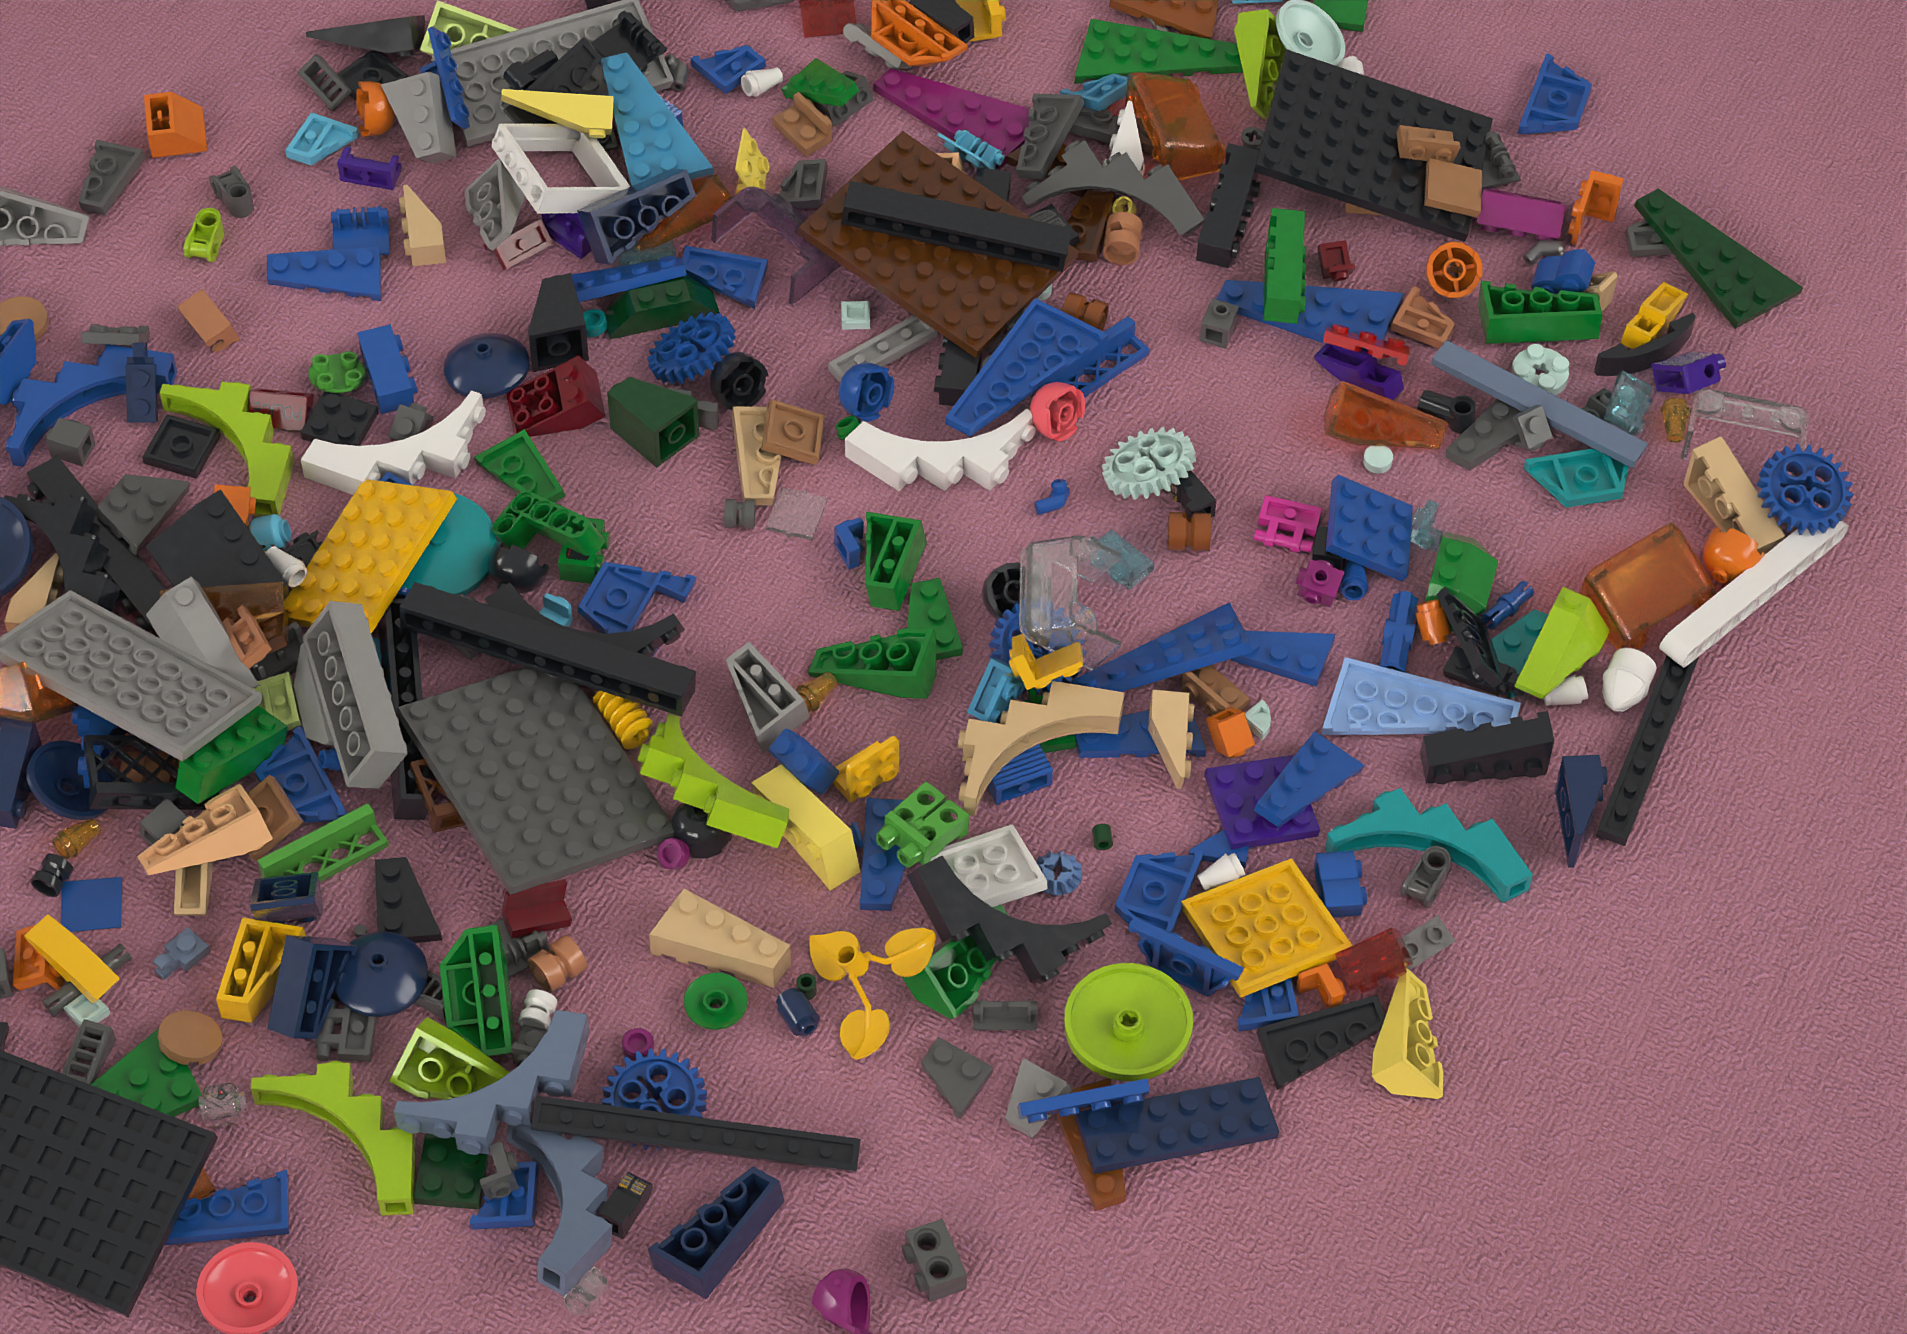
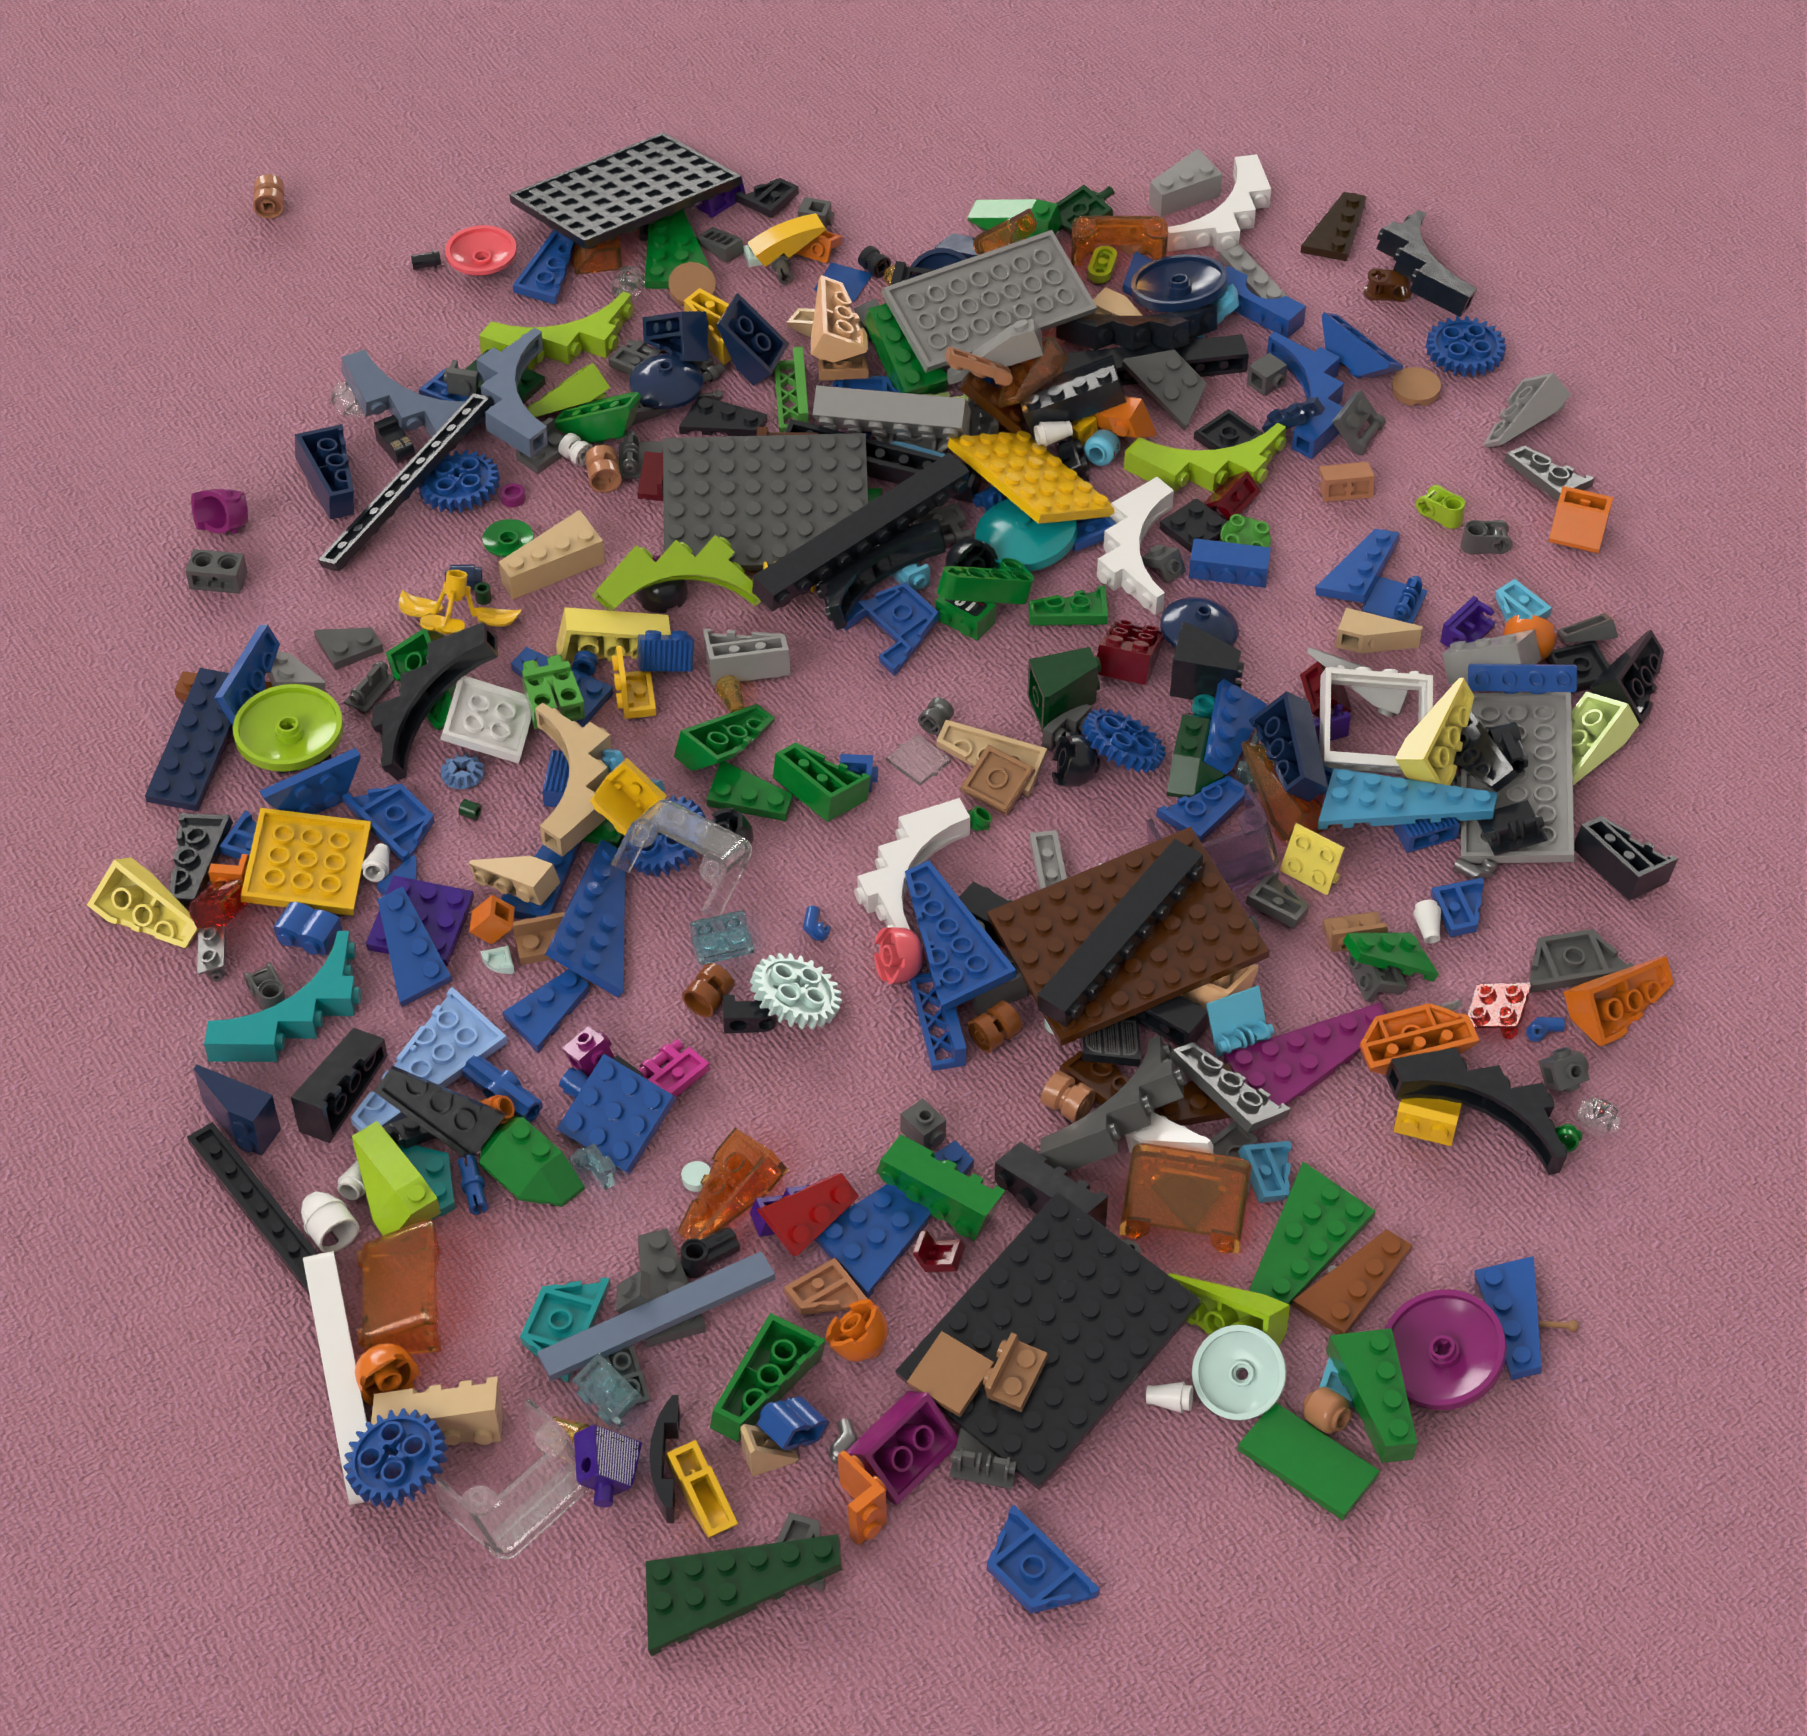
camera: 120 degrees right, 5 degrees down
(181, 951) = (767, 306): sand blue plate -> none
(866, 390) = (1004, 833): blue cylinder -> none
(1545, 359) = (702, 1342): light aqua plate -> none

